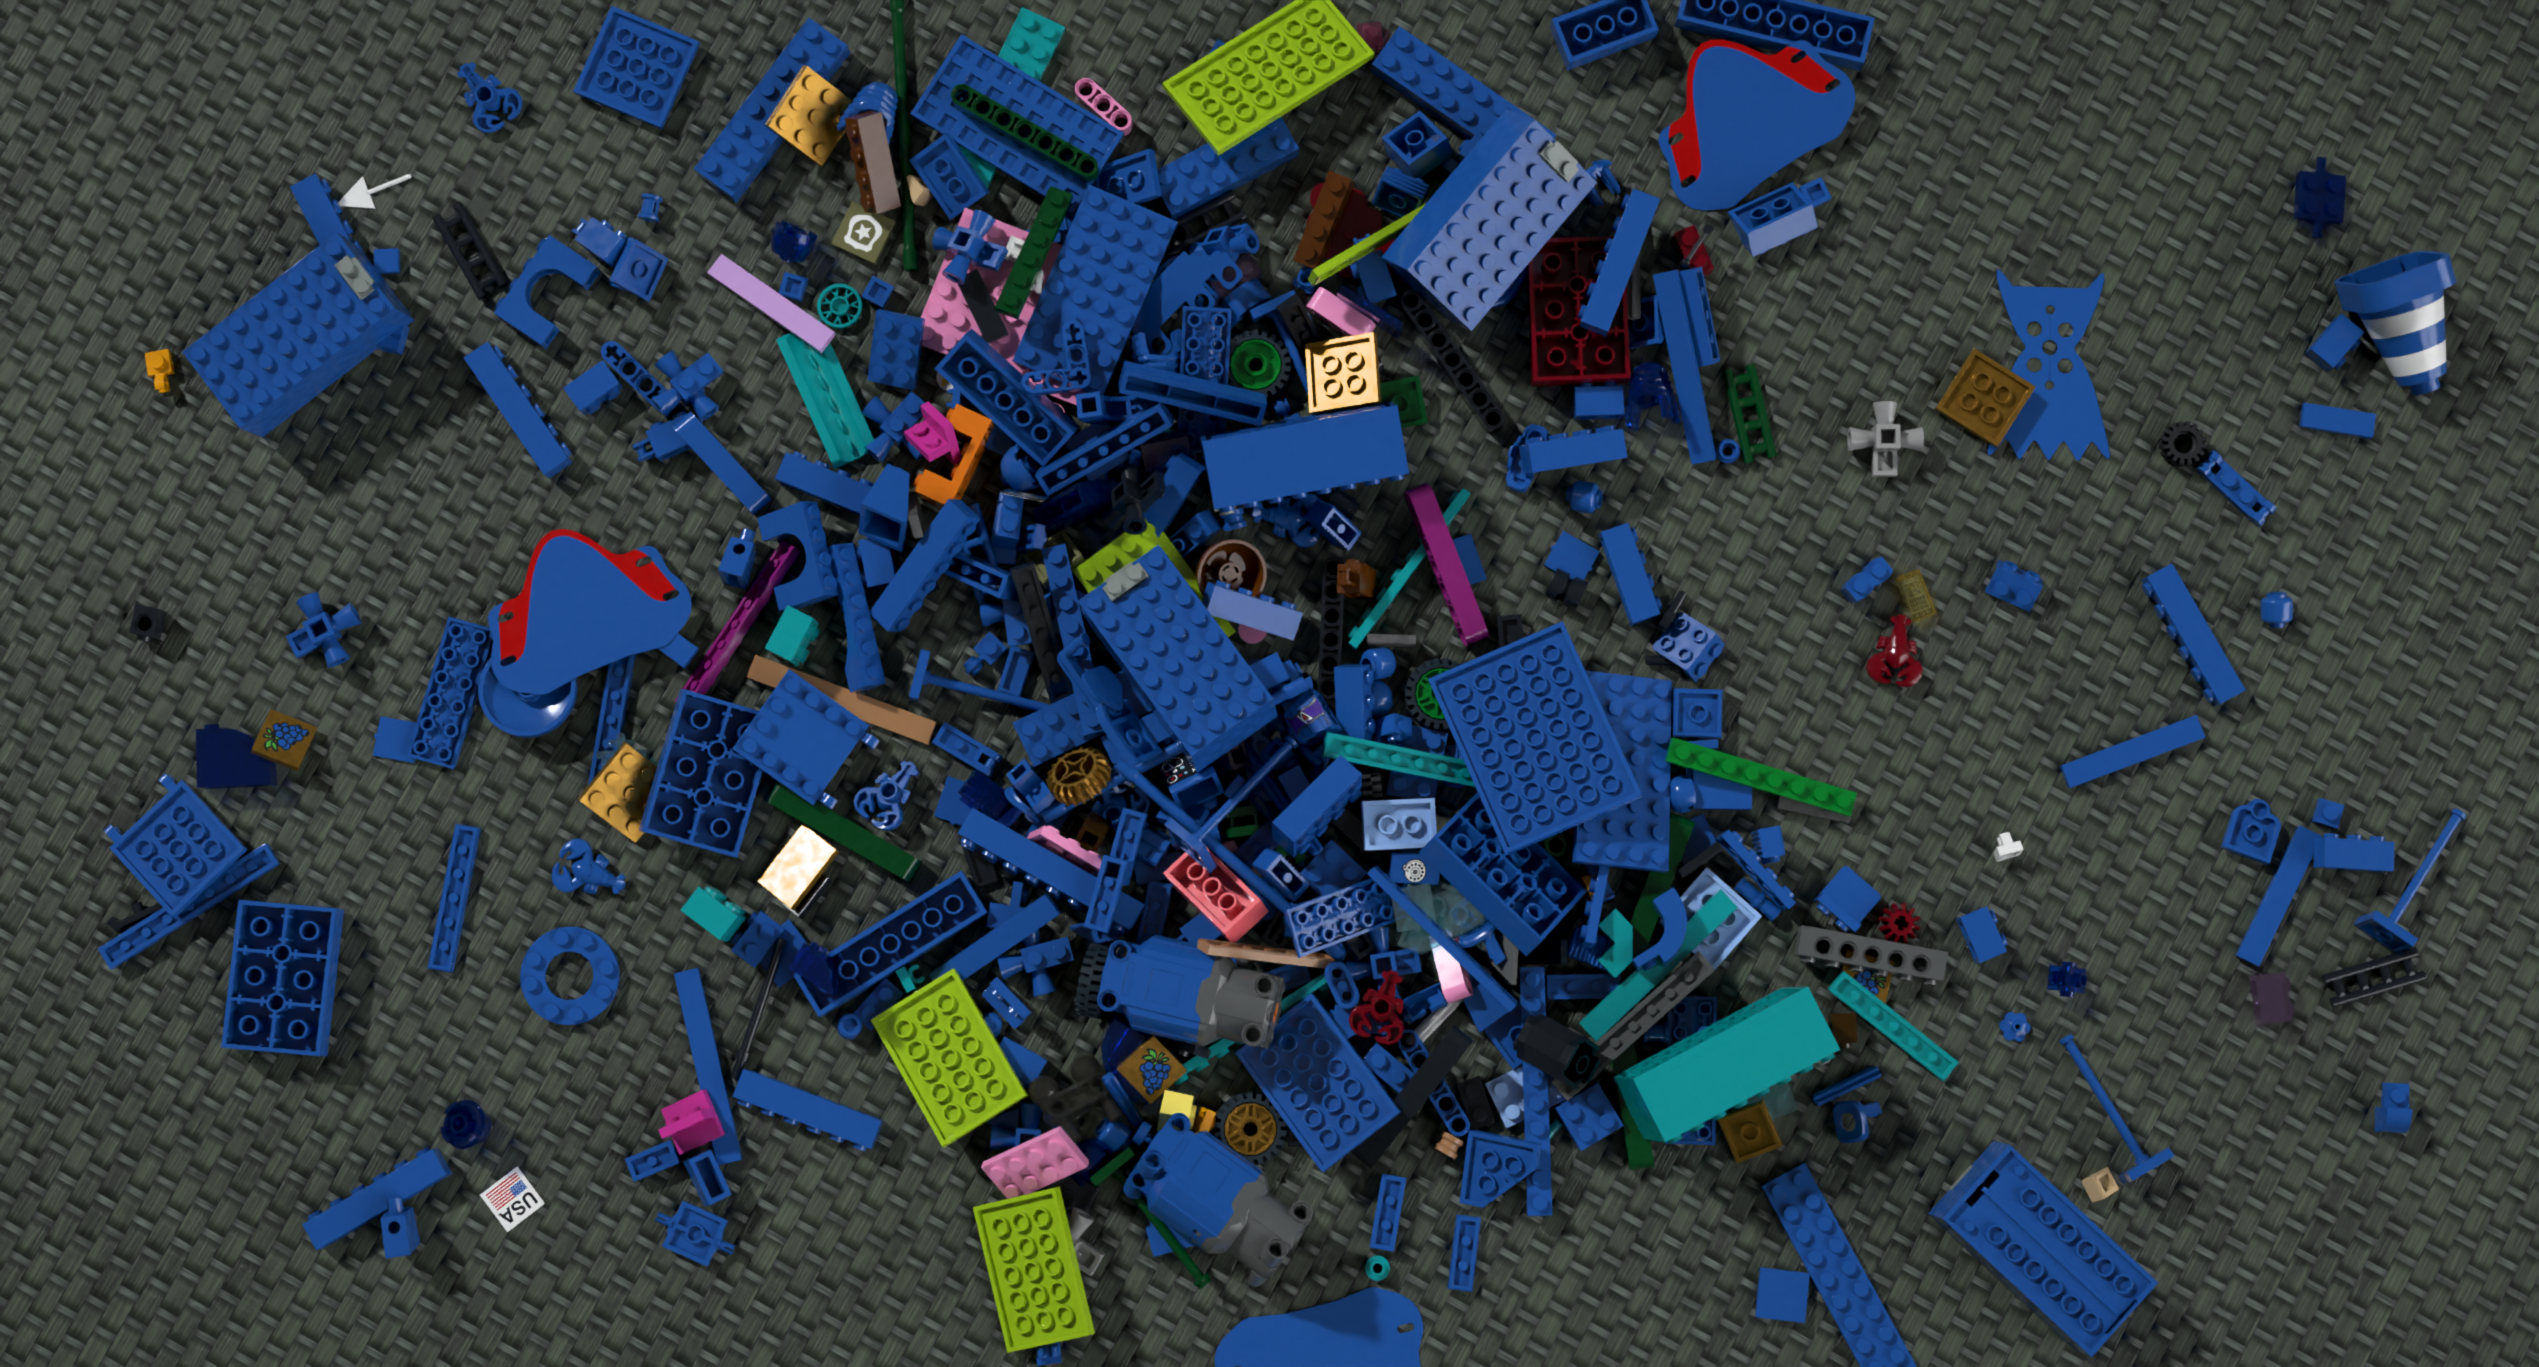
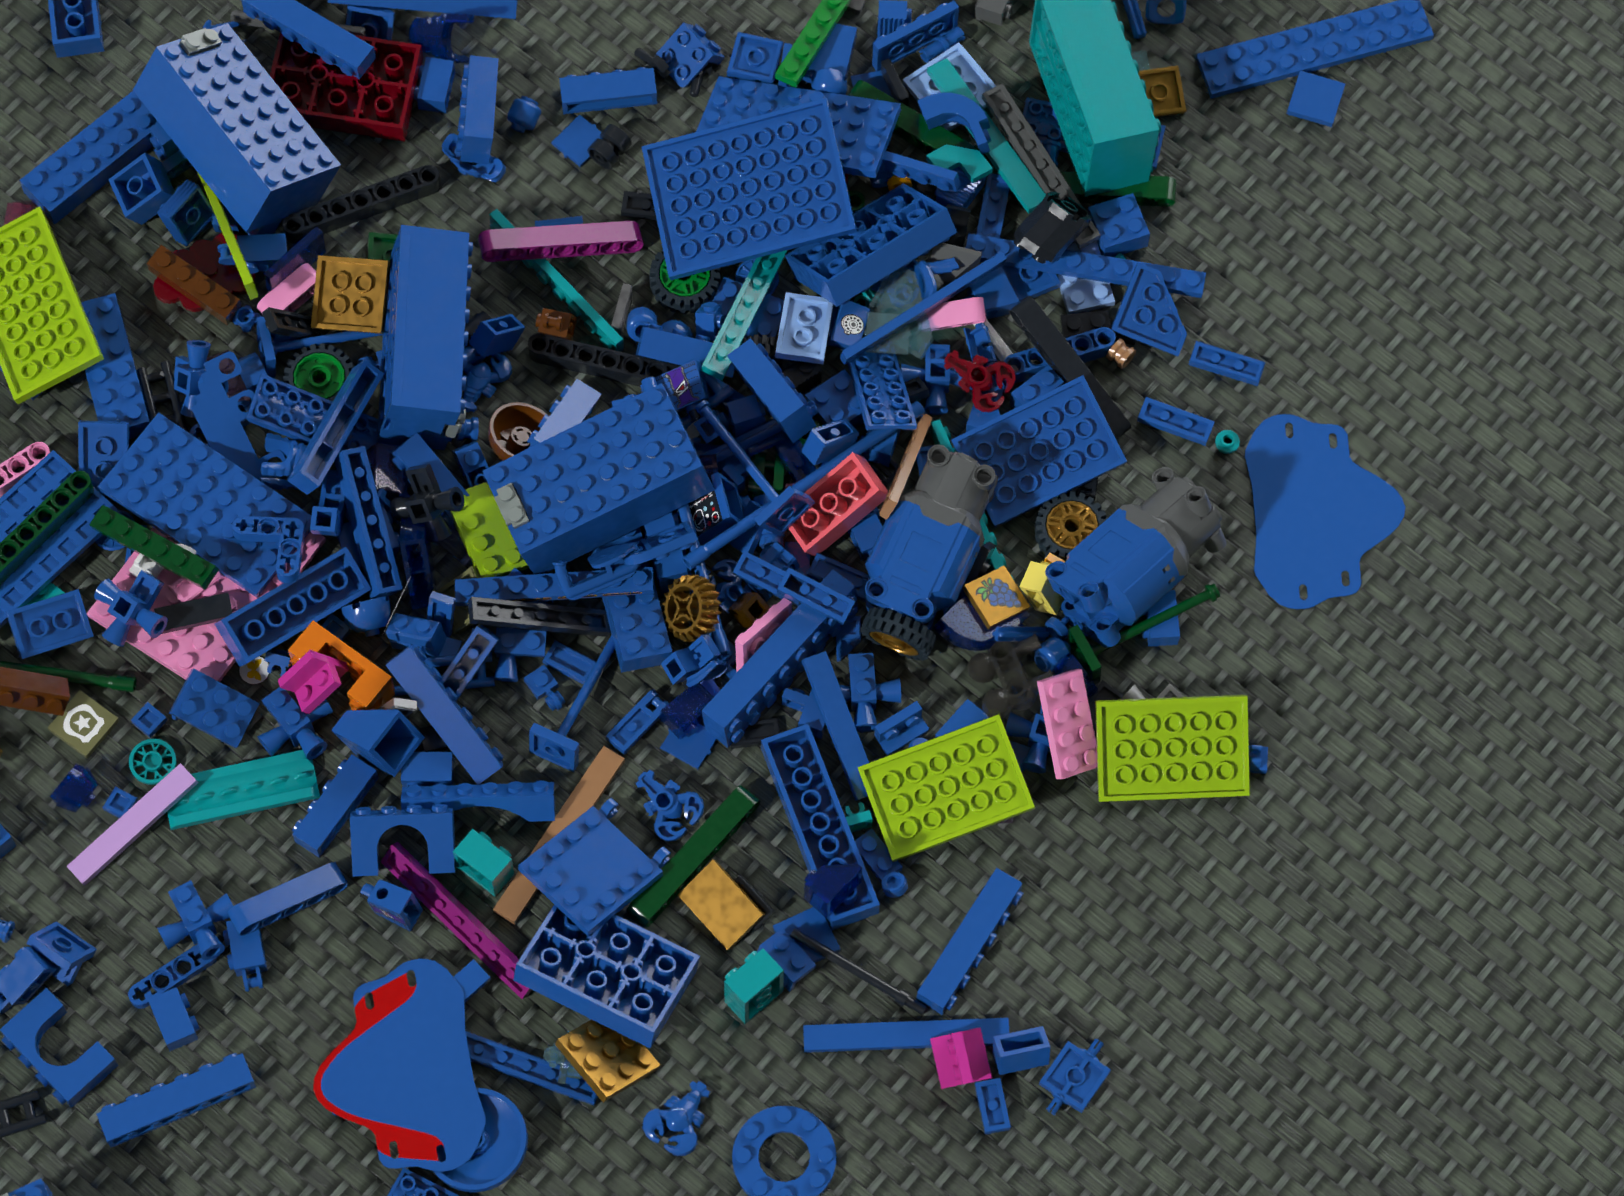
camera: 80 degrees left, 15 degrees down
(919, 191) = (56, 657): tan slope -> none
(1341, 984) = (947, 411): blue plate -> none

